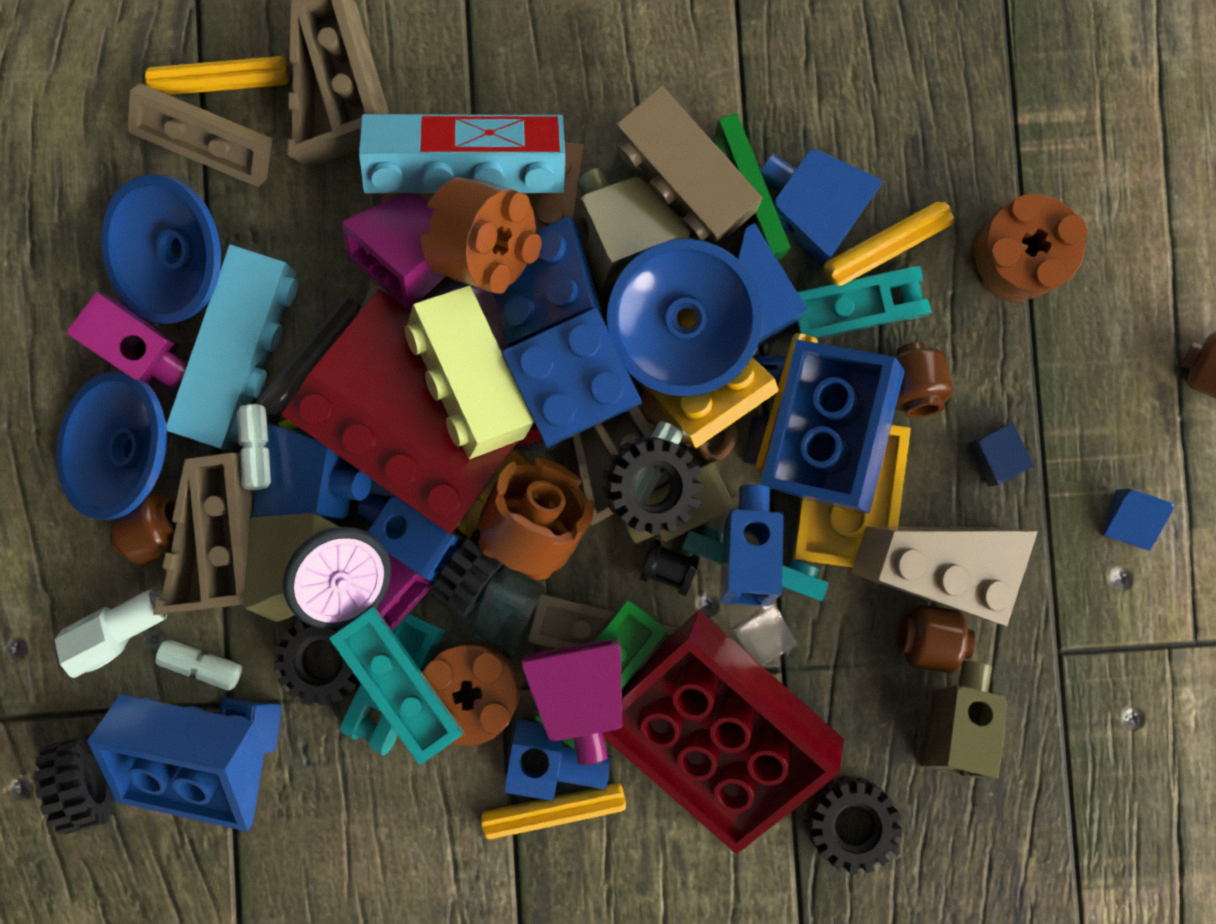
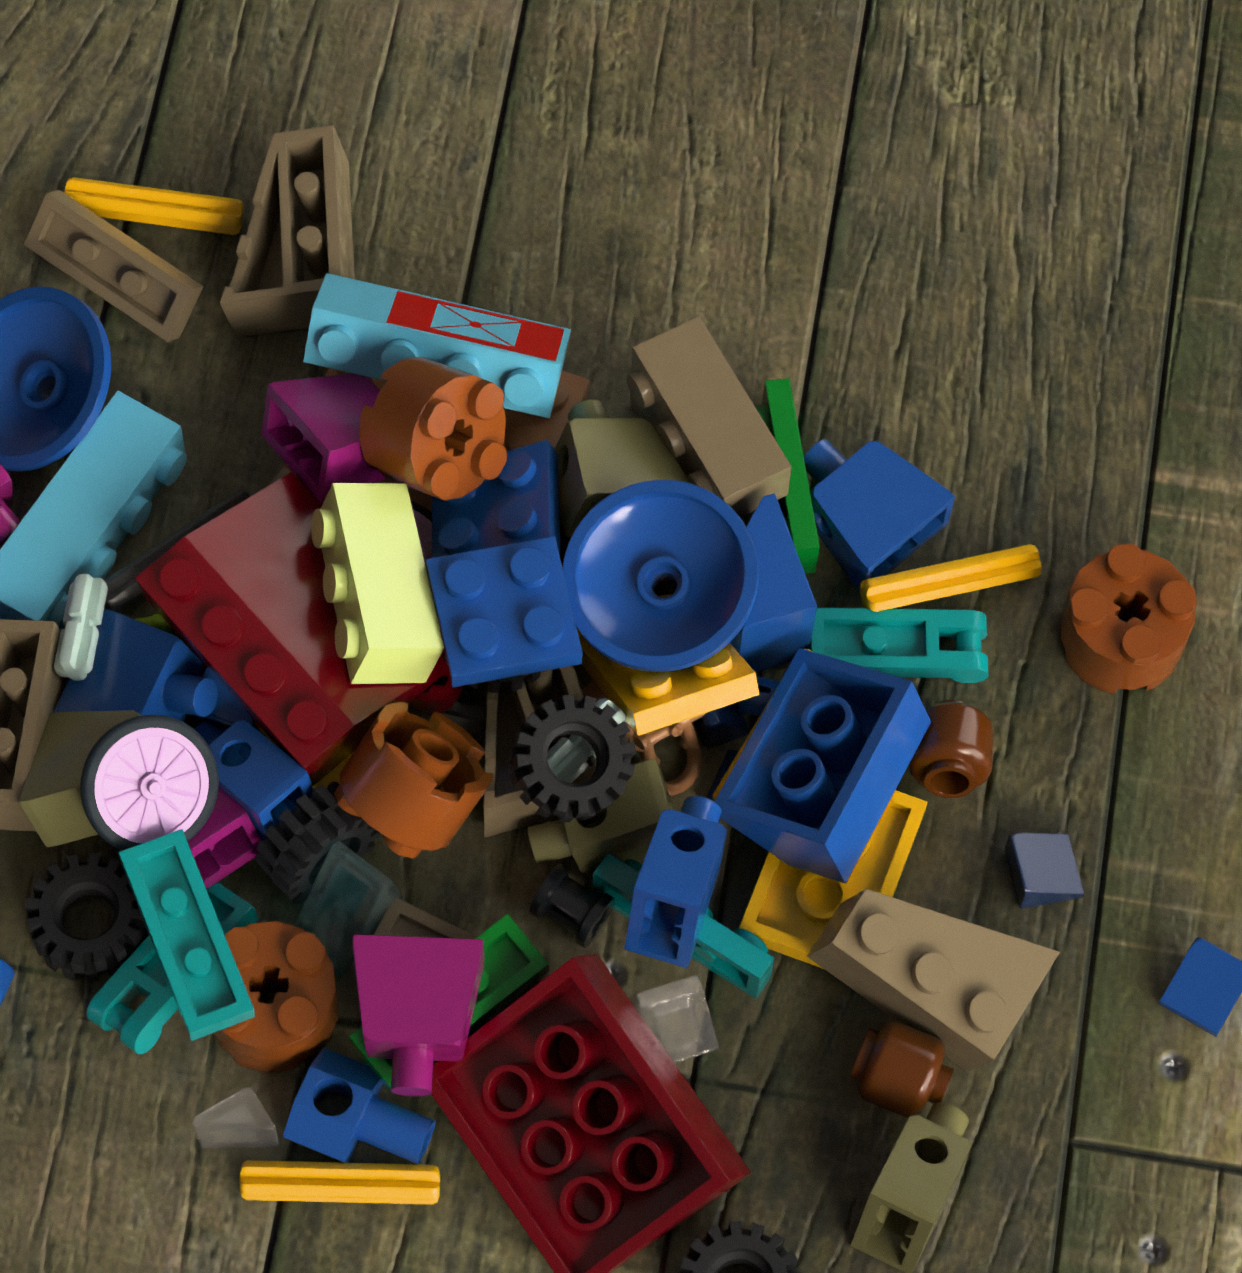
camera: 10 degrees right, 20 degrees down
(471, 790) = (236, 1123): none -> clear slope

